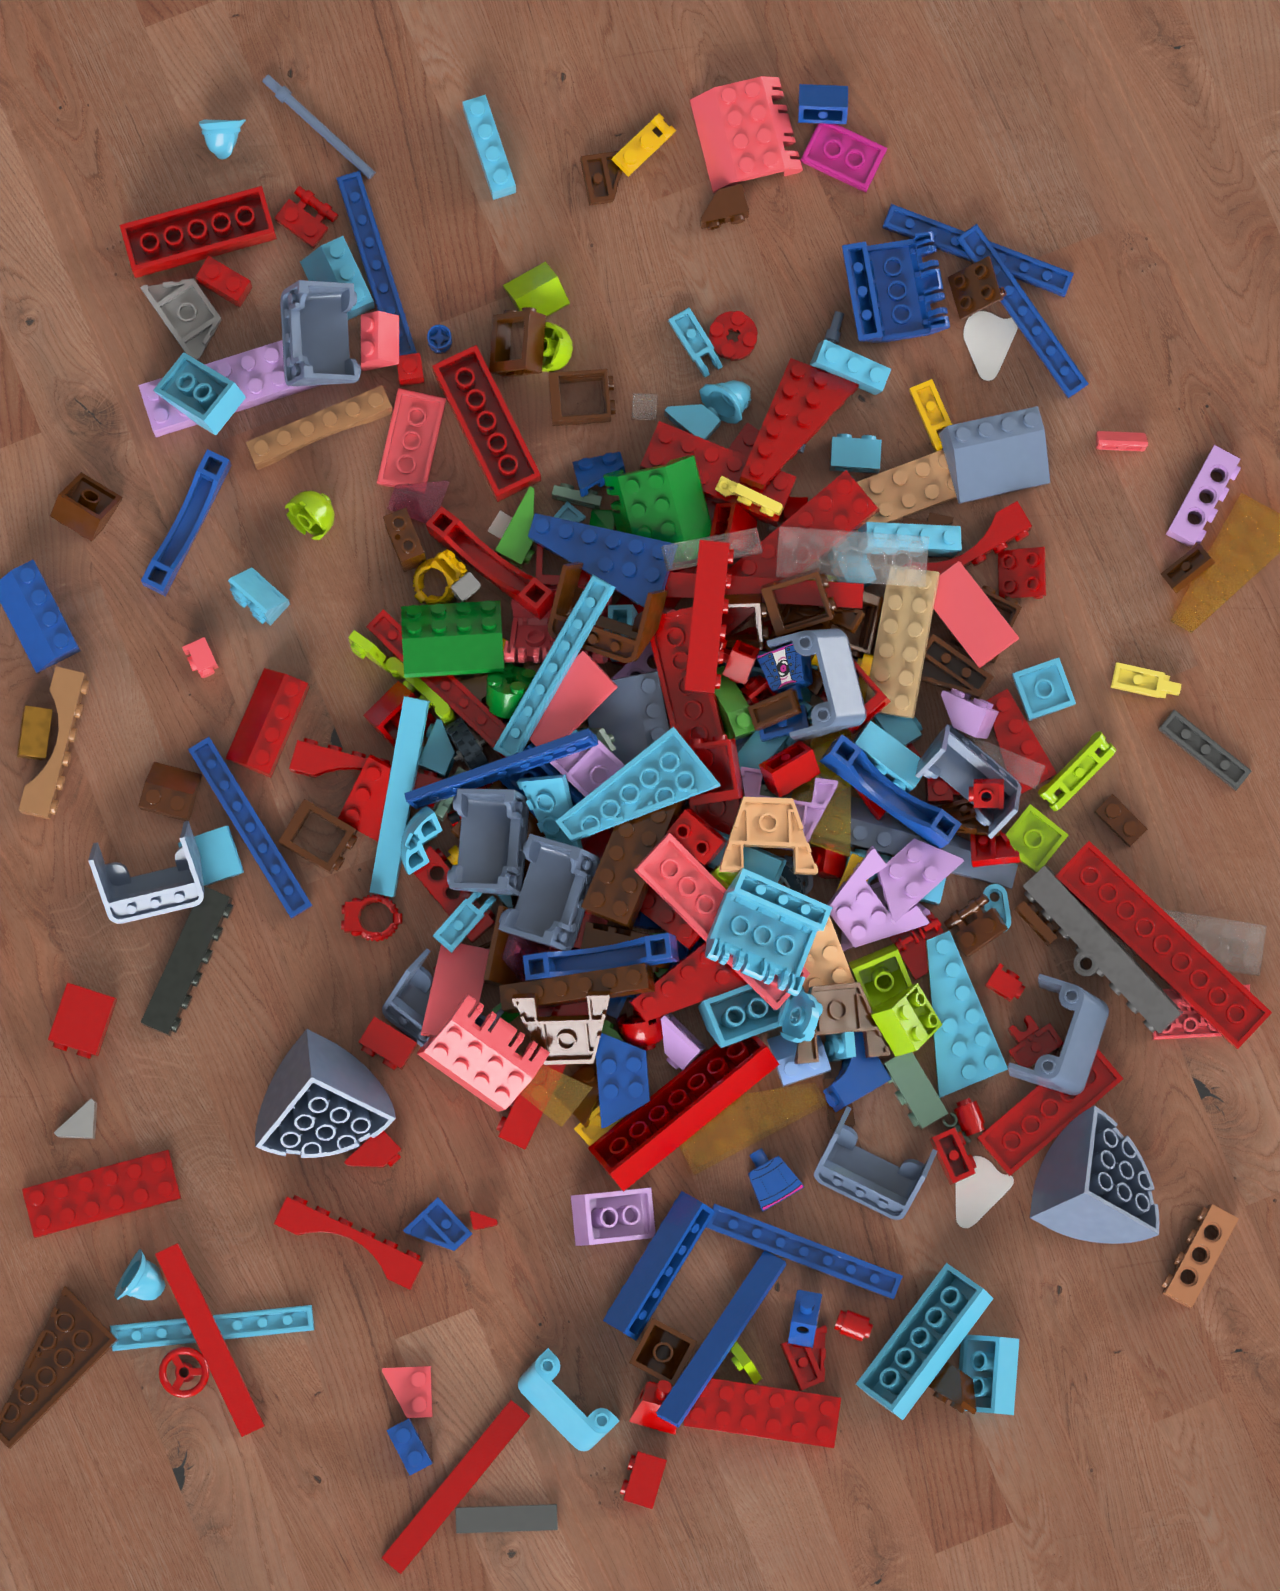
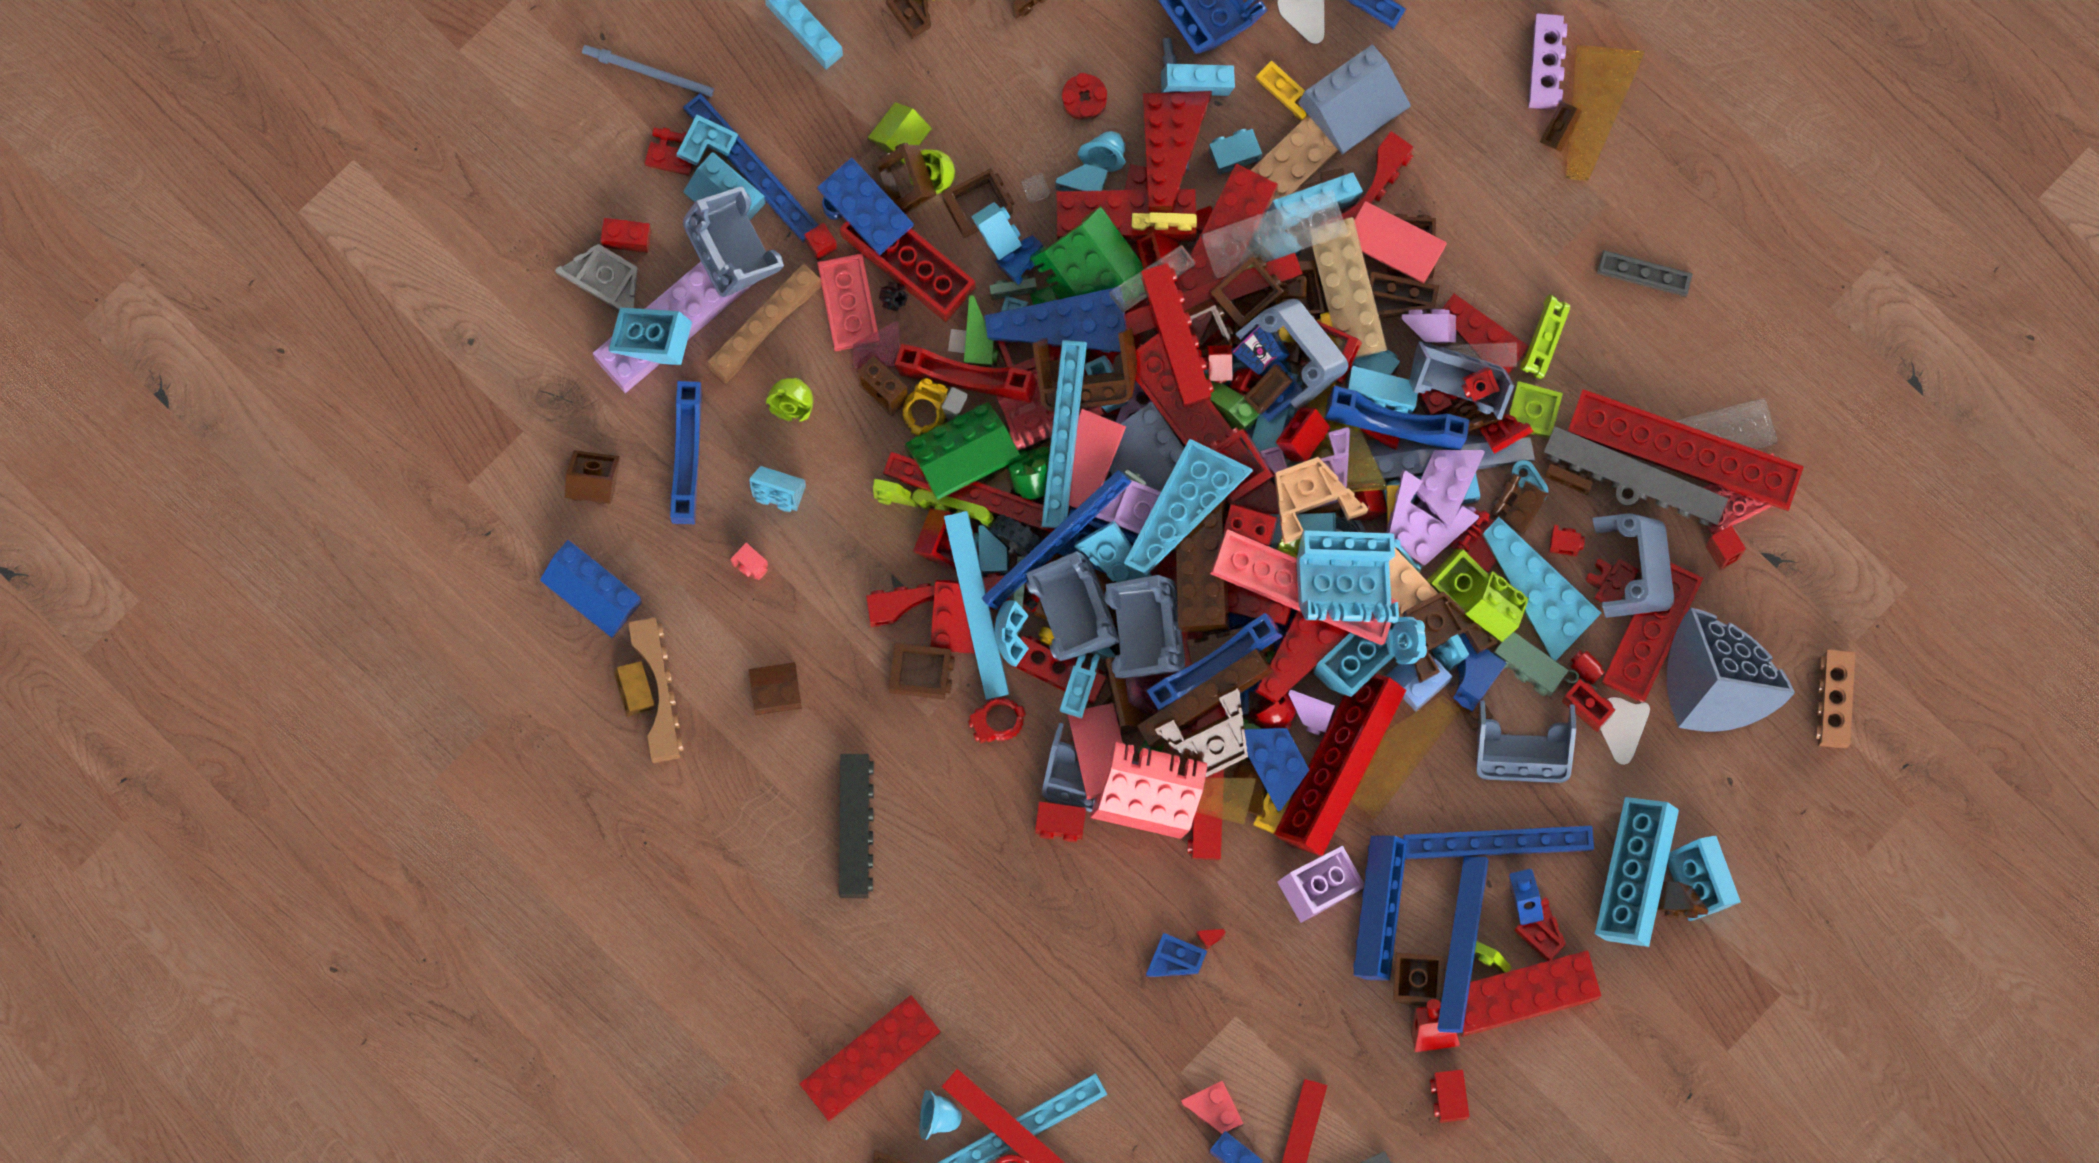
camera: 20 degrees left, 5 degrees down
(80, 1124) = (825, 1005): light grey slope -> none
(82, 1020) = (786, 916): red brick -> none
(154, 892) = (800, 778): sand blue windscreen -> none
(198, 232) = (585, 202): red brick -> none
(218, 855) = (835, 729): medium azure slope -> none
(221, 135) = (568, 113): medium azure piece -> none
(250, 827) = (858, 689): blue plate -> none
(268, 722) = (832, 592): red slope -> none
(301, 1219) = (1154, 1006): red arch -> none
(321, 1102) = (1026, 894): sand blue brick -> none
(342, 214) = (705, 134): none -> medium azure plate
(375, 1153) = (1092, 918): red slope -> none
(379, 340) = (783, 226): coral slope -> none
(456, 454) = (893, 296): none -> black gear
(466, 354) = (865, 206): none -> blue plate
(558, 1409) = (1350, 1064): medium azure windscreen -> none
(585, 433) = (996, 230): none -> medium azure brick
(694, 340) = (1053, 114): medium azure hinge -> none
(772, 1180) = (1443, 793): blue torso -> none
(845, 945) = (1398, 545): none -> medium azure hinge
(853, 1325) = (1569, 886): red brick -> none
(1022, 573) = (1422, 190): red hinge -> none
(1043, 689) = (1485, 280): medium azure plate -> none
(1120, 820) = (1601, 363): reddish brown plate -> none
(1121, 441) = (1455, 45): coral slope -> none
(1143, 681) = (1566, 237): light yellow hinge -> none
(1158, 1057) = (1725, 546): none -> red brick

